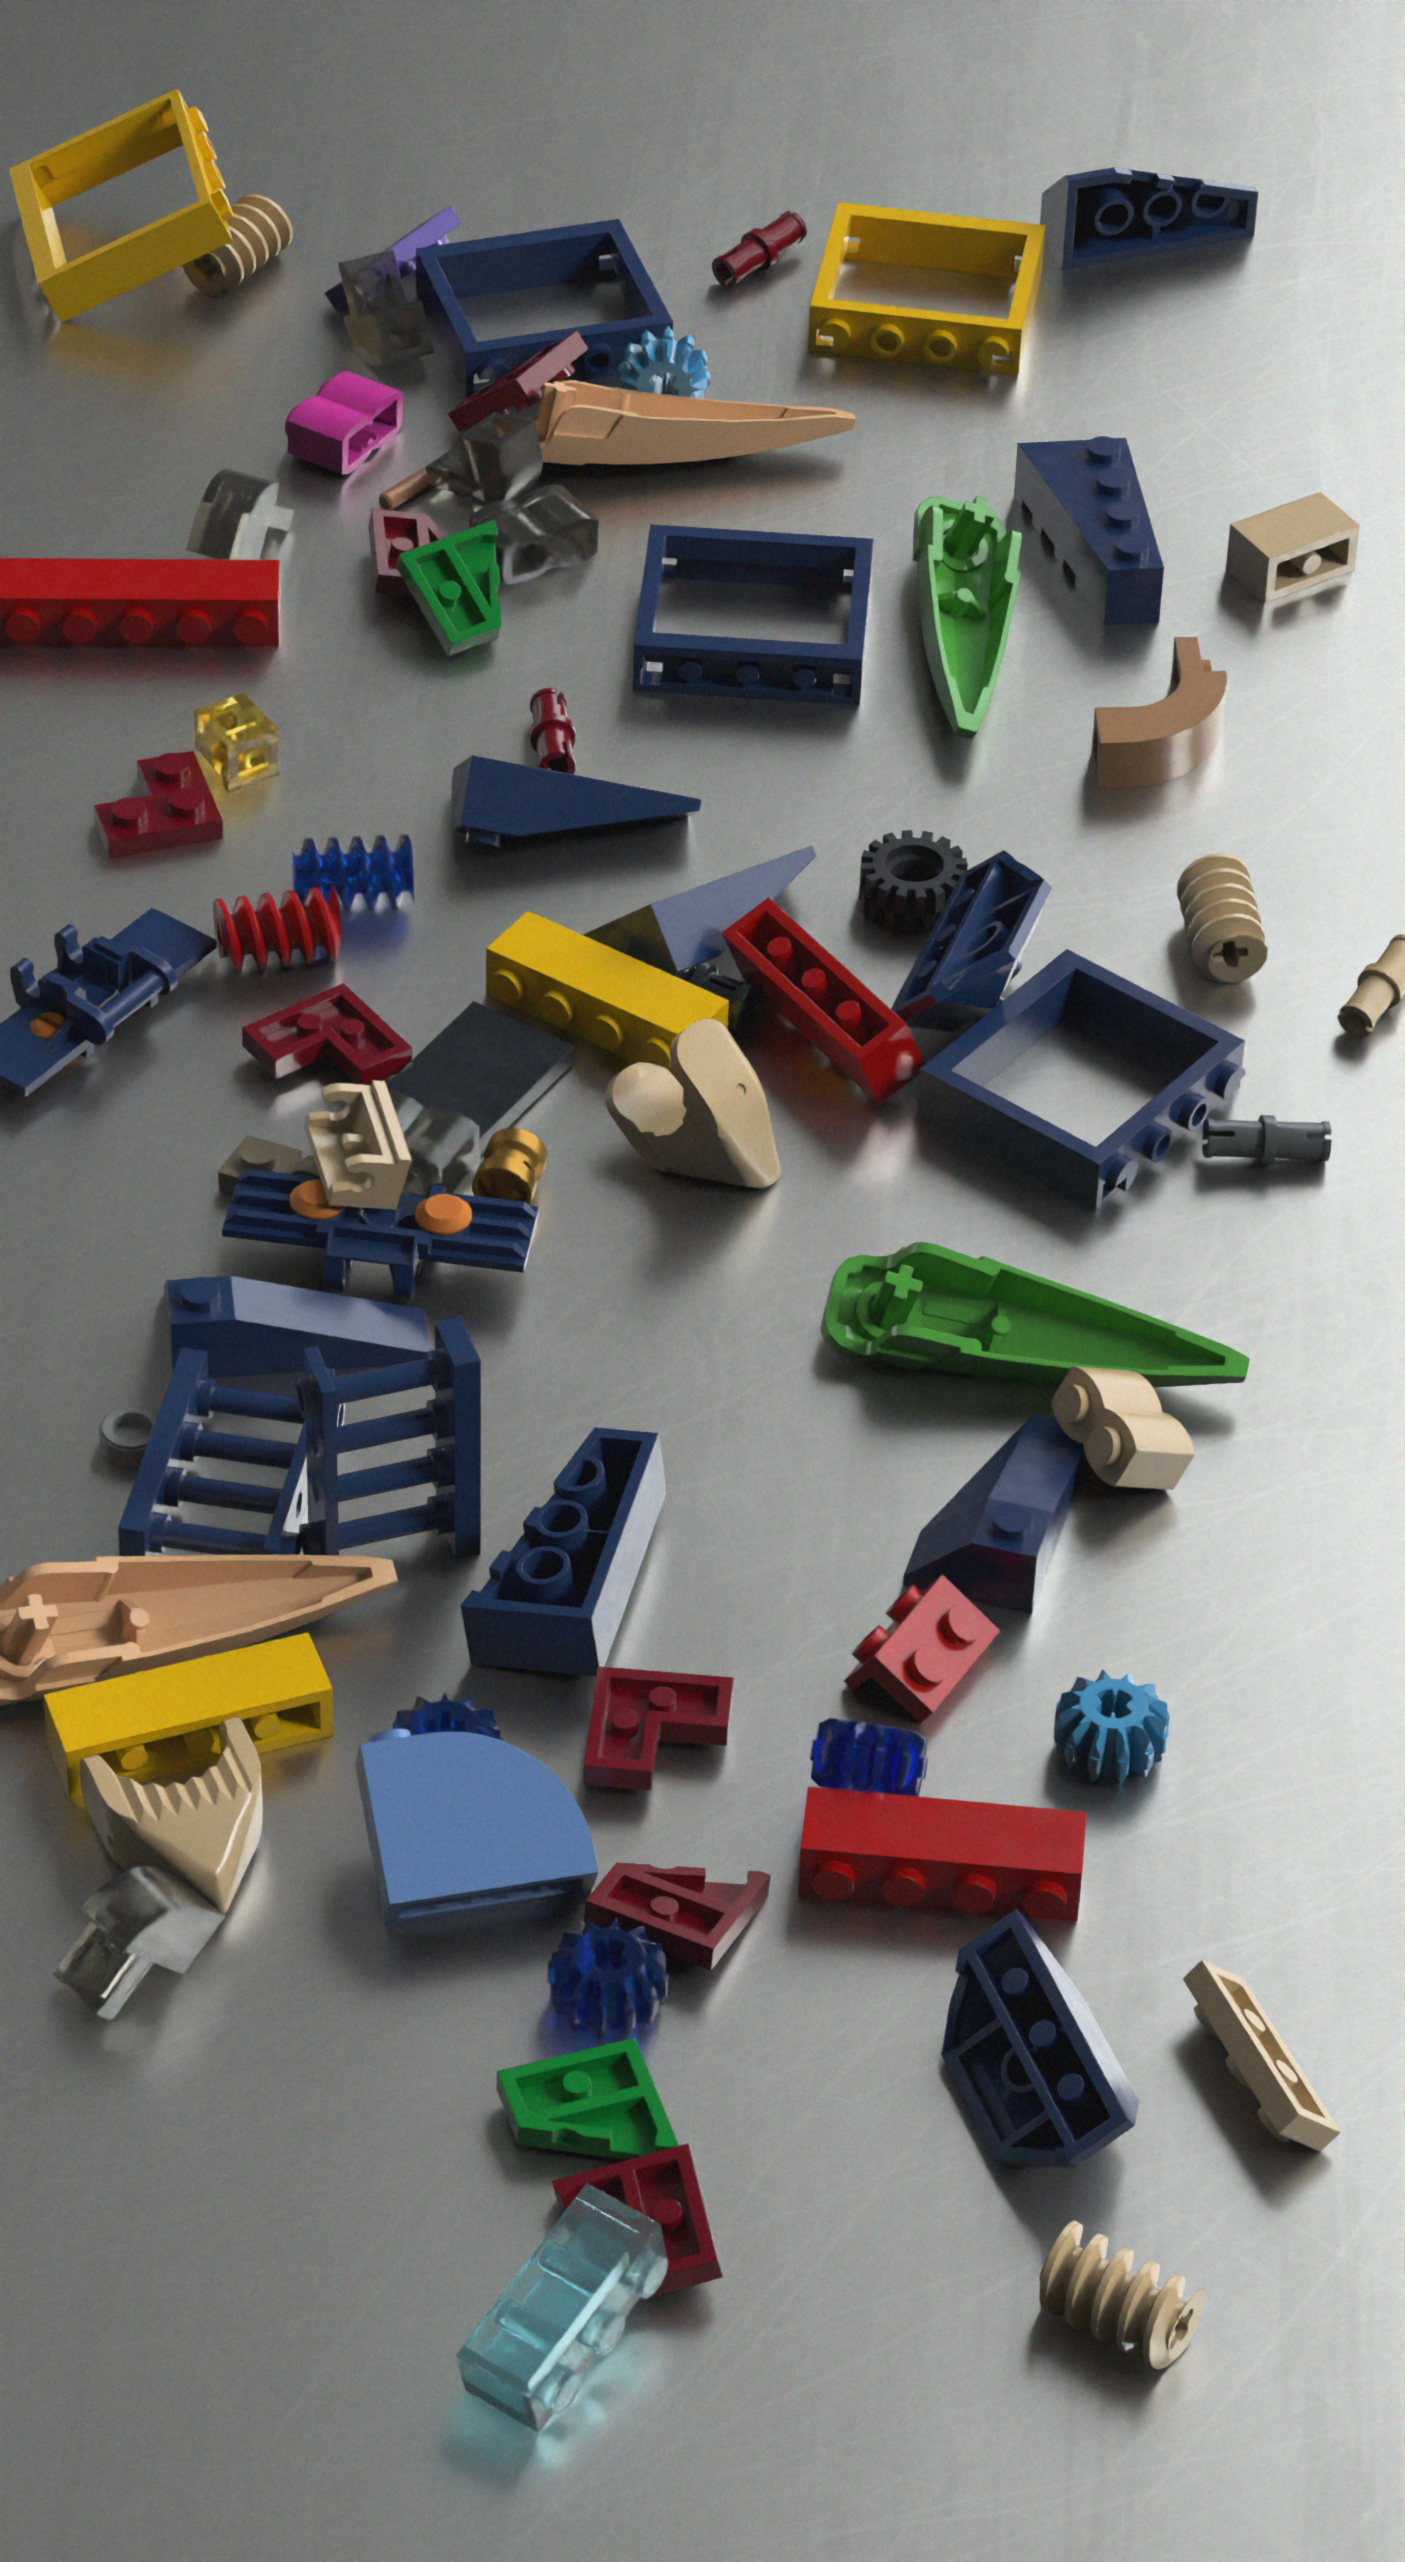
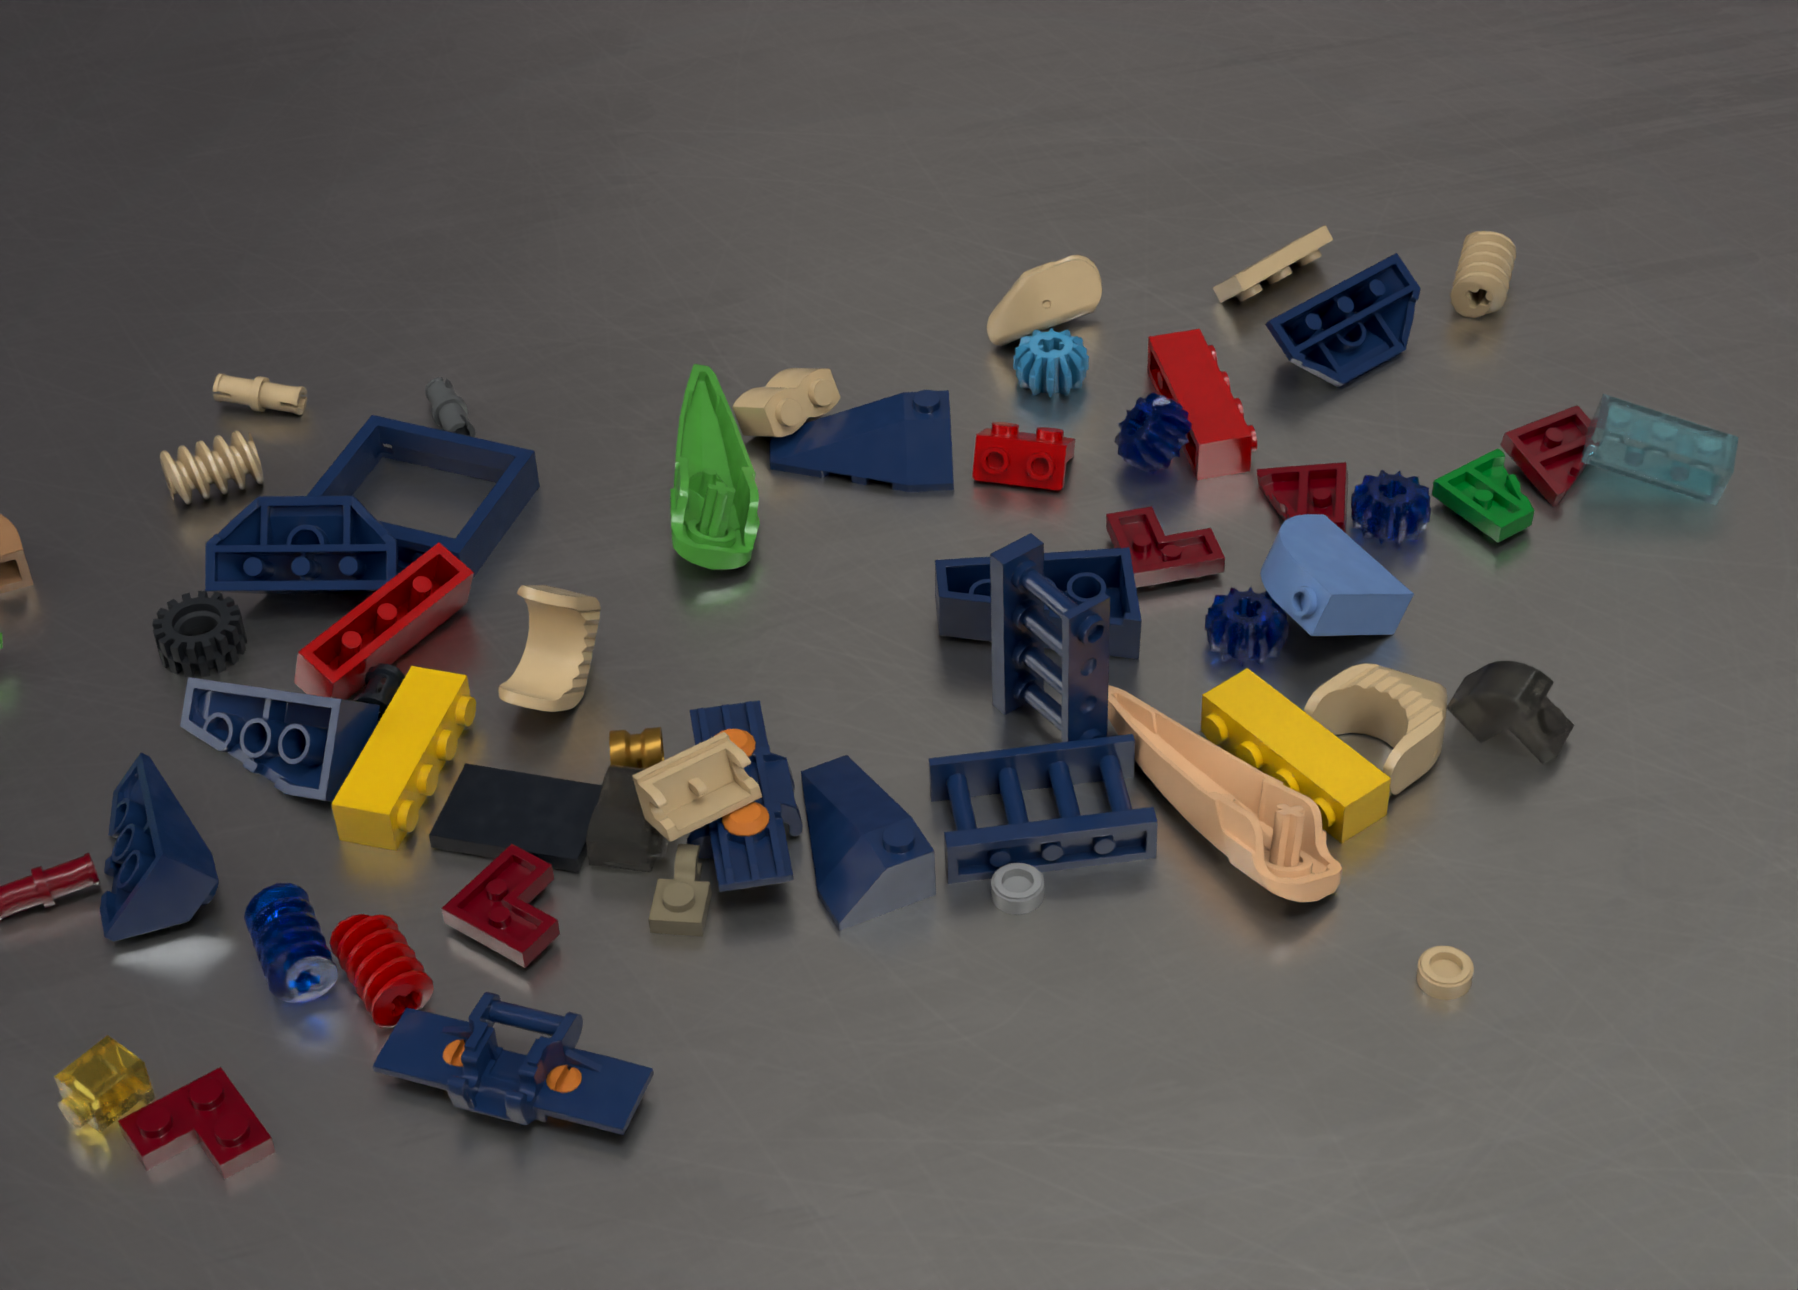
camera: 105 degrees left, 0 degrees up
(1244, 1734) = (1046, 299): none -> tan animal

